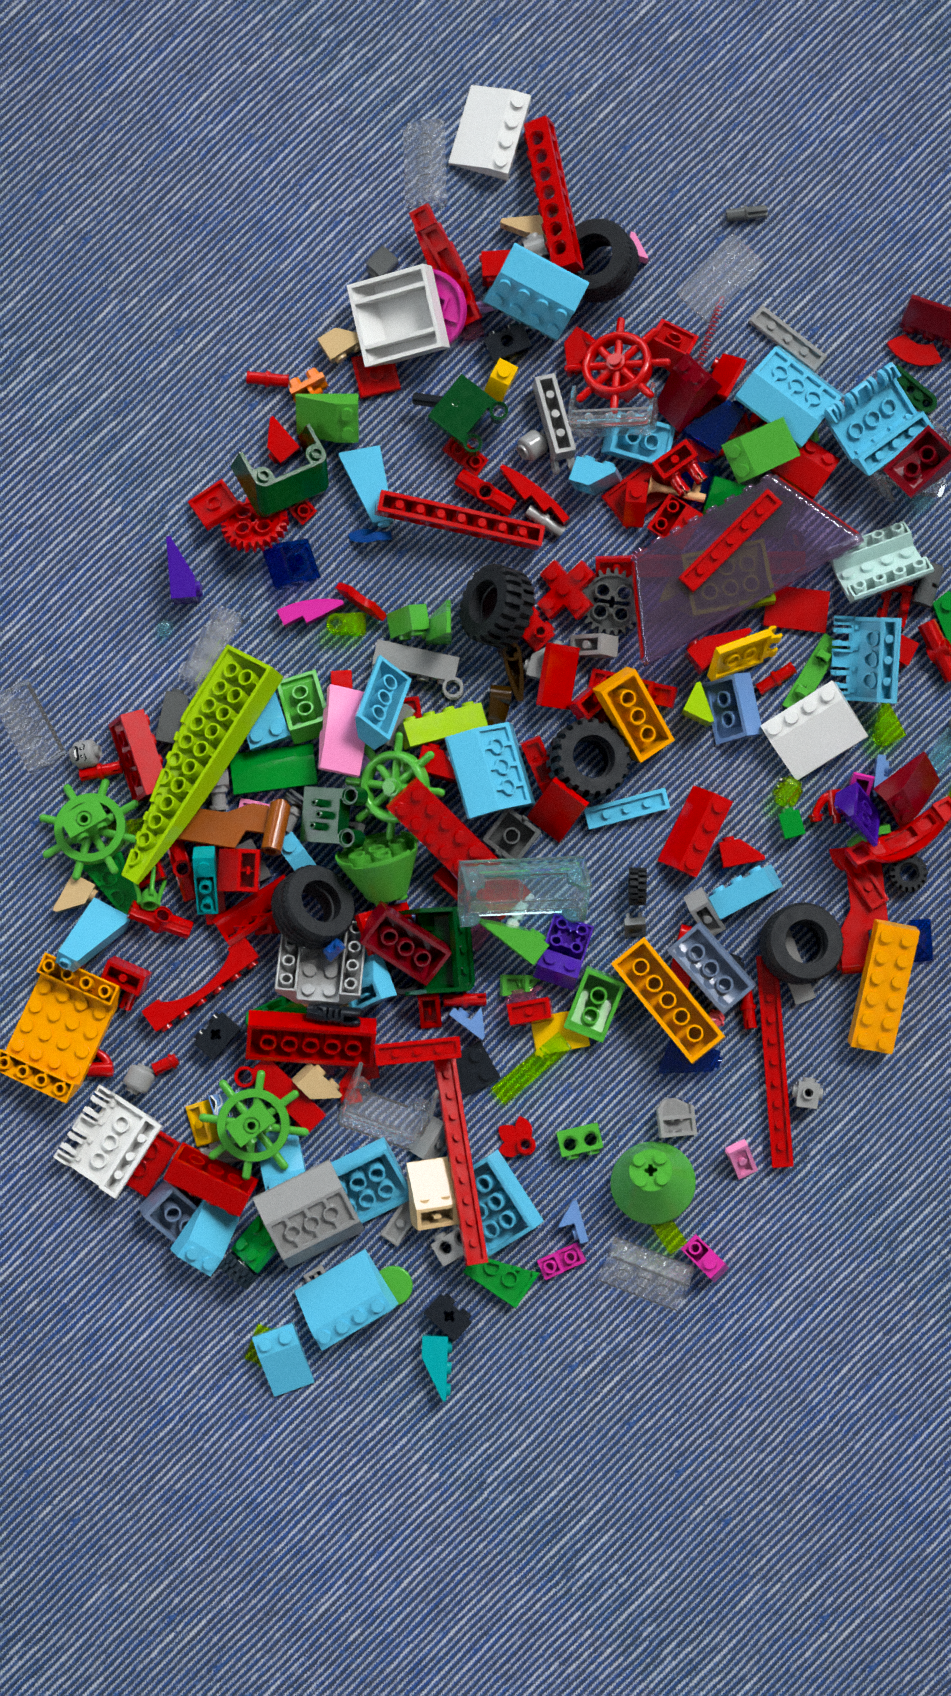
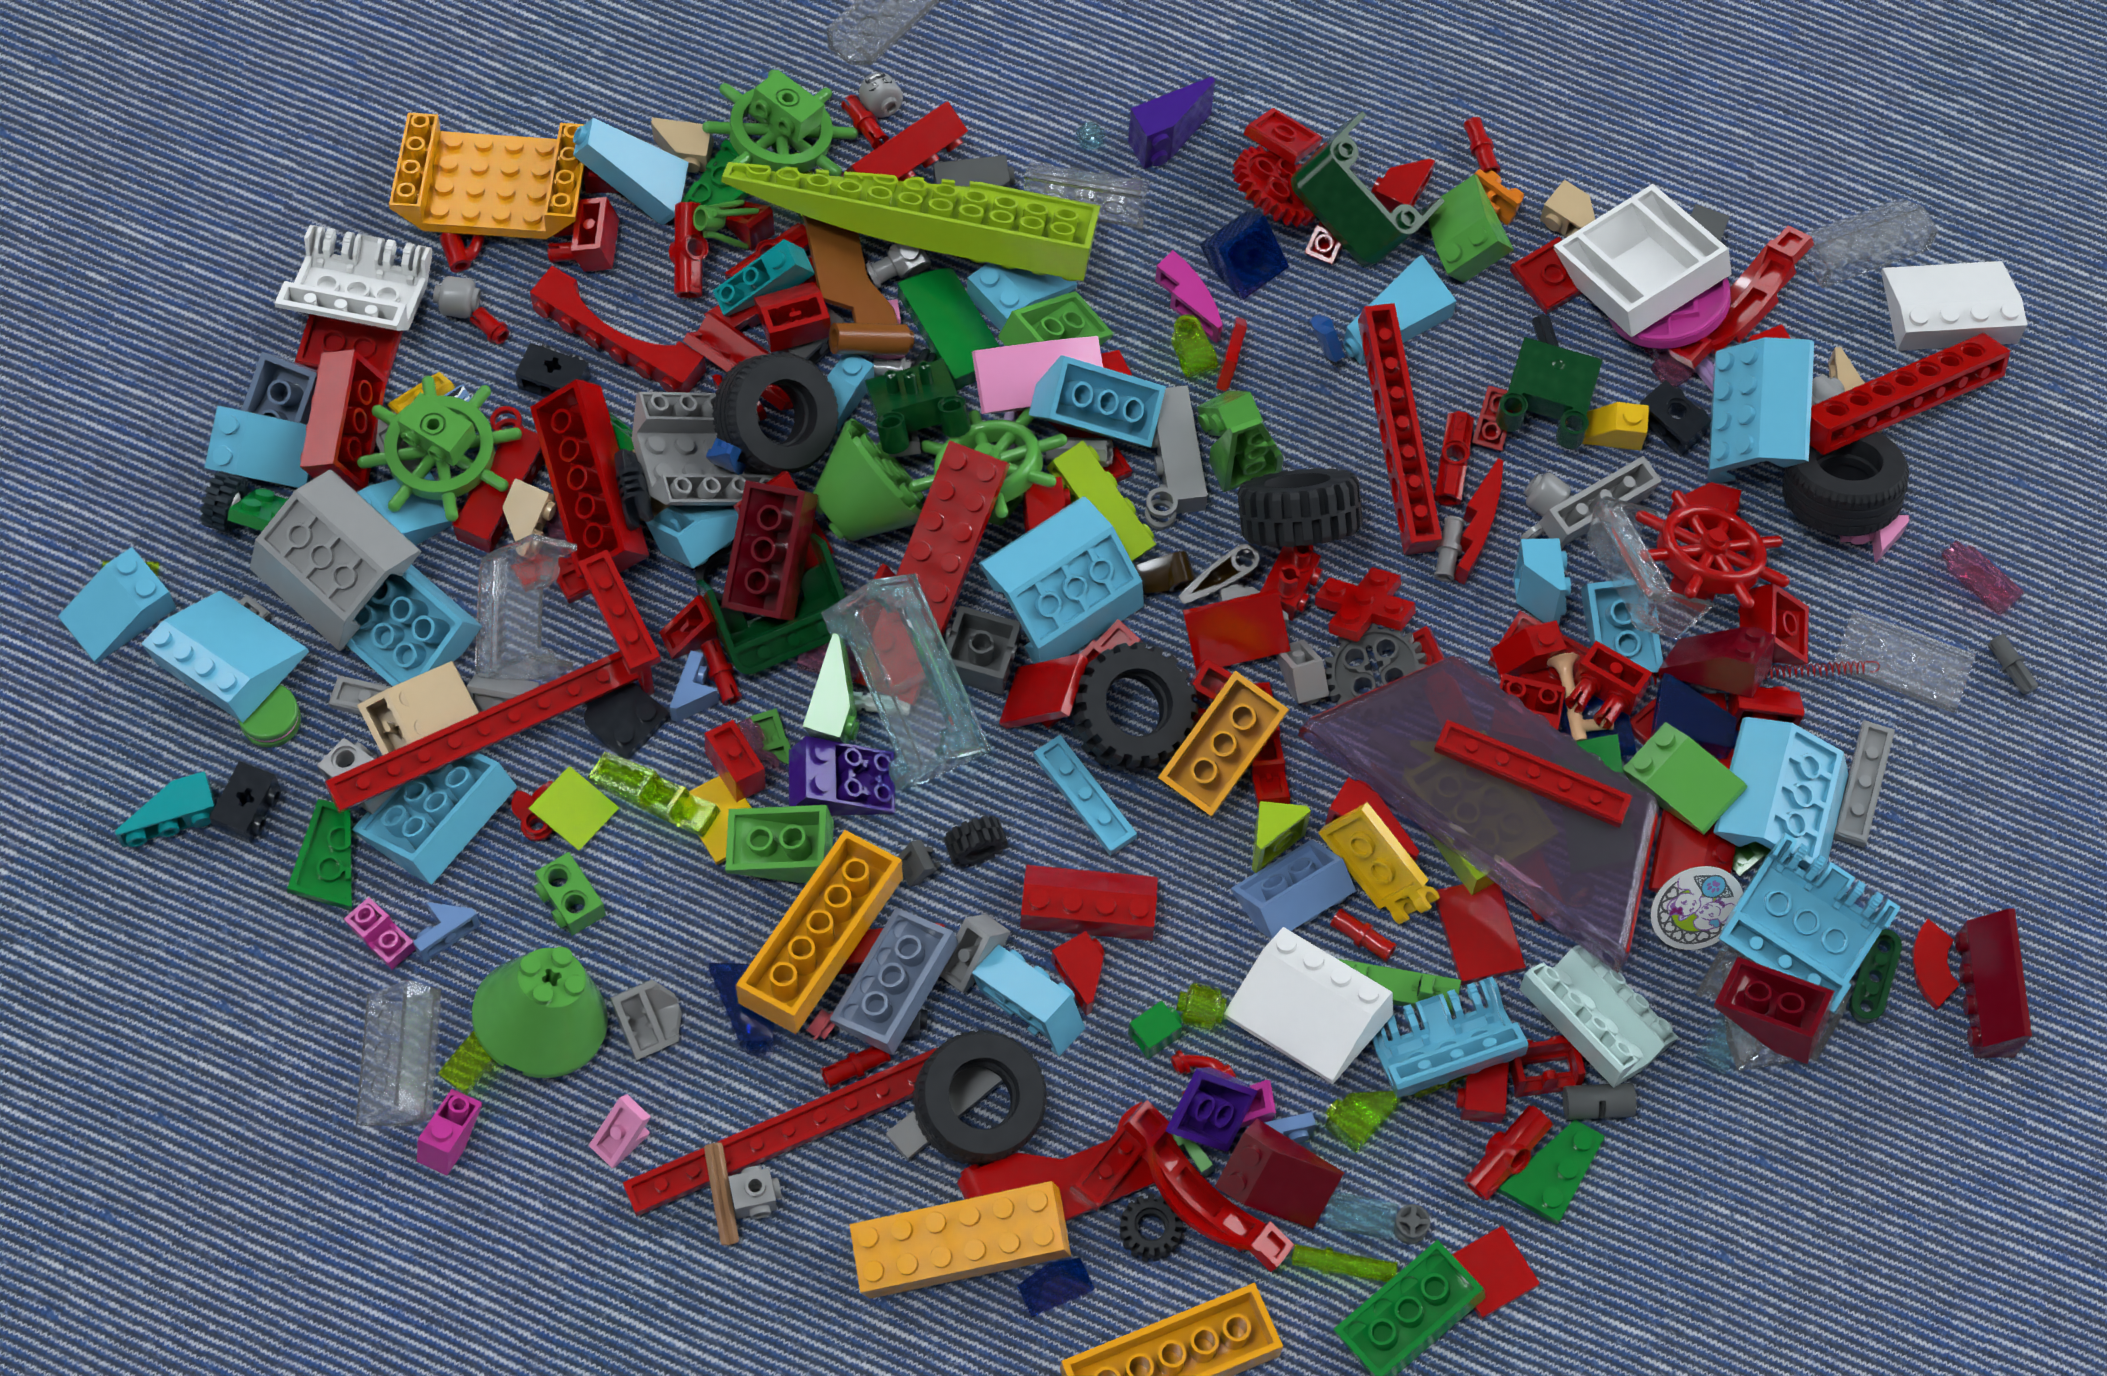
camera: 65 degrees right, 20 degrees down
(523, 1119) = (573, 808): none -> lime piece
(683, 204) = (1981, 577): none -> clear pink hinge
(800, 1112) = (721, 1193): none -> medium nougat axle
(837, 477) = (1694, 907): none -> sticker

